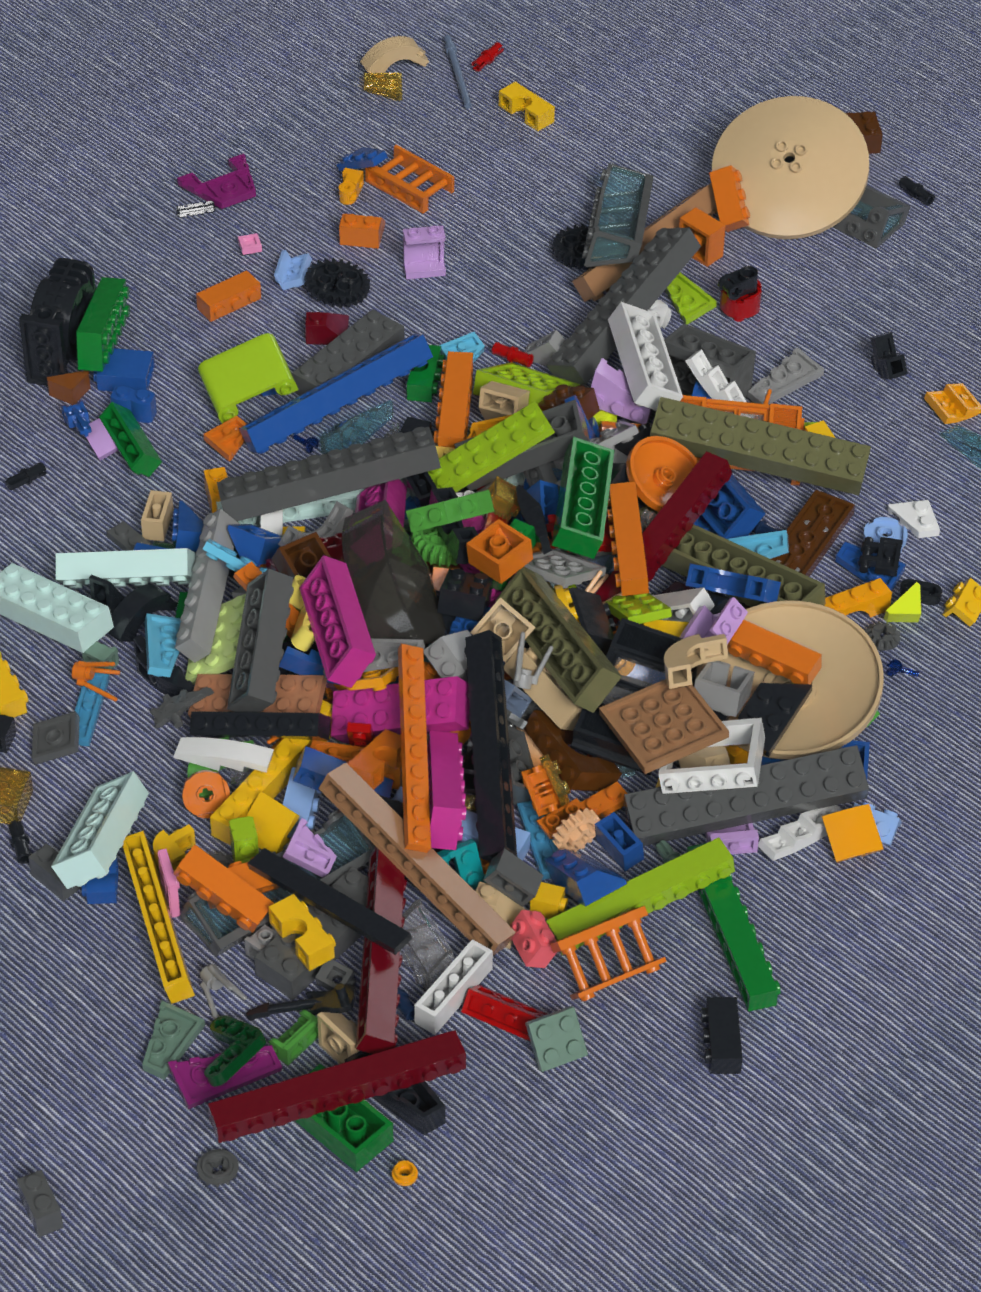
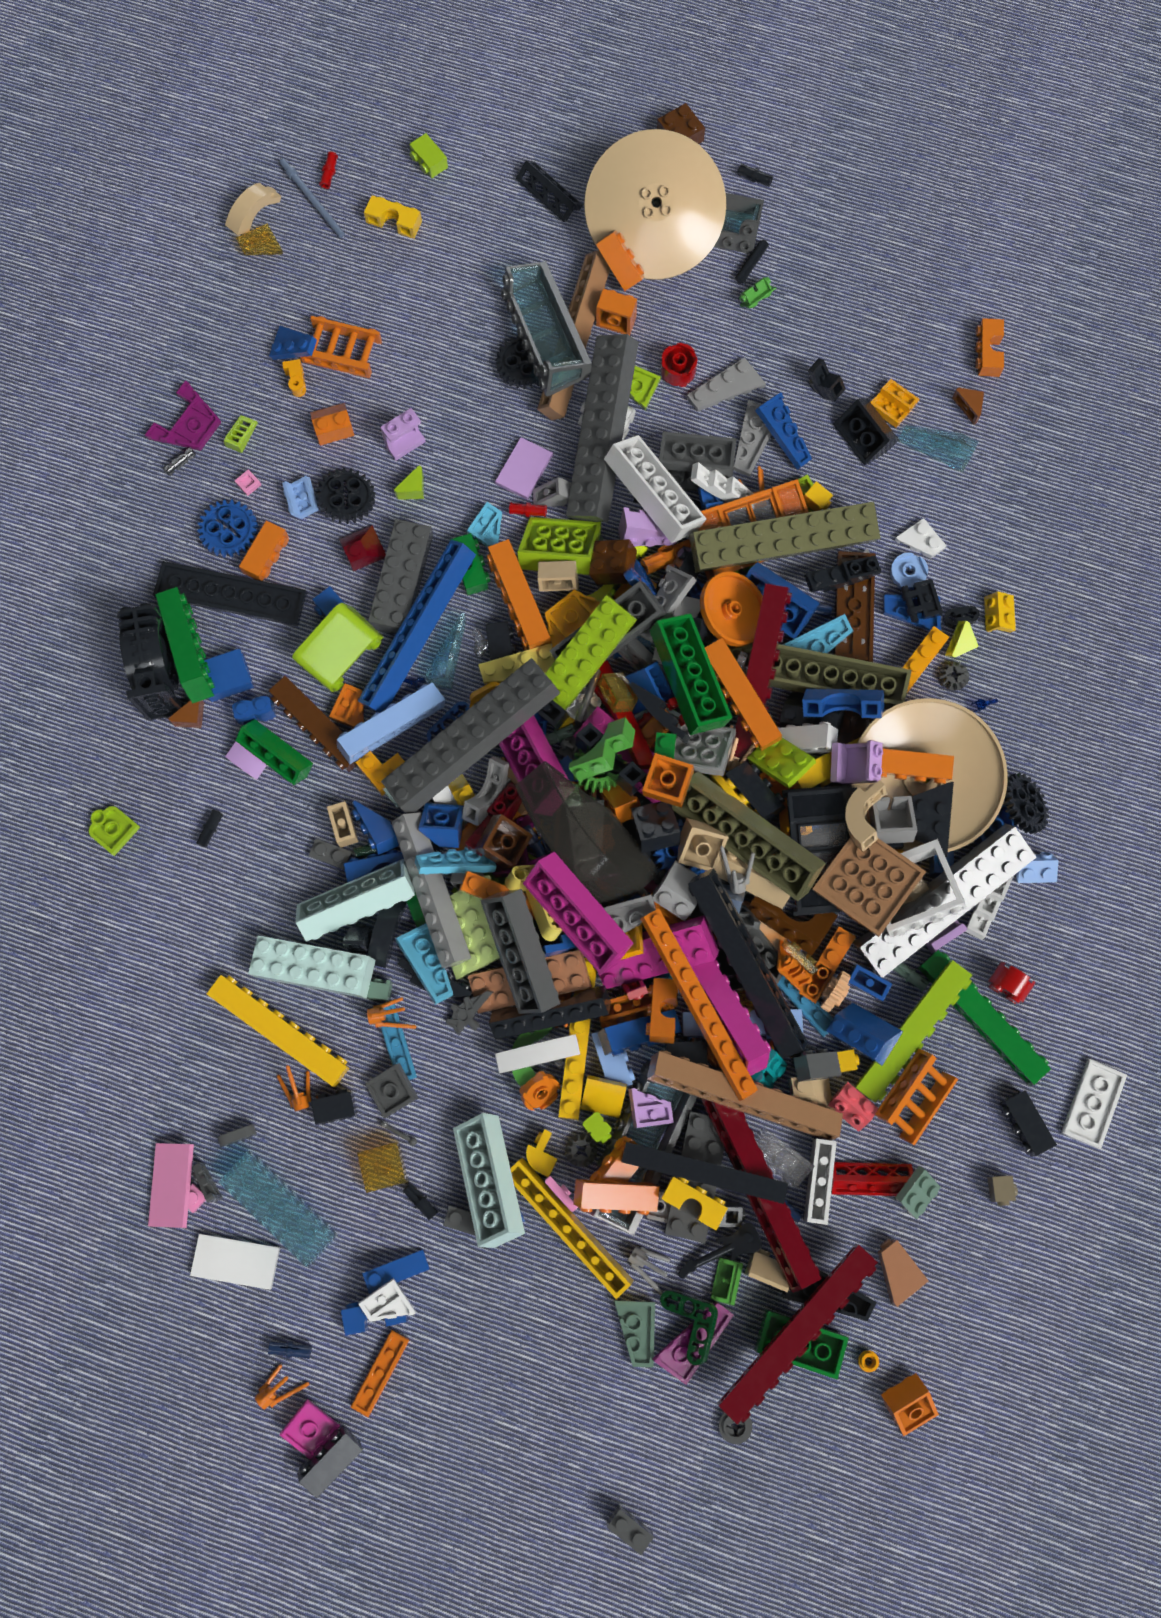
camera: 25 degrees left, 30 degrees up
(46, 792) = (412, 1141): none -> dark grey hinge
(78, 417) = (218, 748): blue connector -> none
(180, 317) = (233, 593): none -> black plate
(186, 434) = (310, 718): none -> reddish brown brick
(195, 274) = (217, 540): none -> blue gear
(251, 453) = (390, 723): none -> light blue brick
(264, 211) = (232, 434): none -> lime slope
(407, 297) = (412, 486): none -> lime slope
(425, 1229) = (909, 1404): none -> orange slope
(492, 1107) = (900, 1272): none -> nougat slope
(530, 324) = (524, 468): none -> lavender tile
(591, 75) = (428, 155): none -> lime brick
(656, 1080) = (1002, 1190): none -> dark tan brick
(696, 130) = (552, 185): none -> black fence
(741, 282) = (678, 362): black piece -> none
(779, 901) = (1011, 982): none -> red brick
(781, 332) = (731, 382): none -> light grey wing
(810, 505) = (843, 575): none -> black slope
(813, 1054) = (1094, 1104): none -> white tile
(817, 374) = (778, 421): none -> blue wing
(852, 833) = (1030, 889): light orange slope -> none
(866, 272) = (751, 297): none -> bright green hinge
(870, 251) = (751, 261): none -> black axle
(890, 754) = (1025, 804): none -> black gear
(908, 411) = (865, 431): none -> black slope

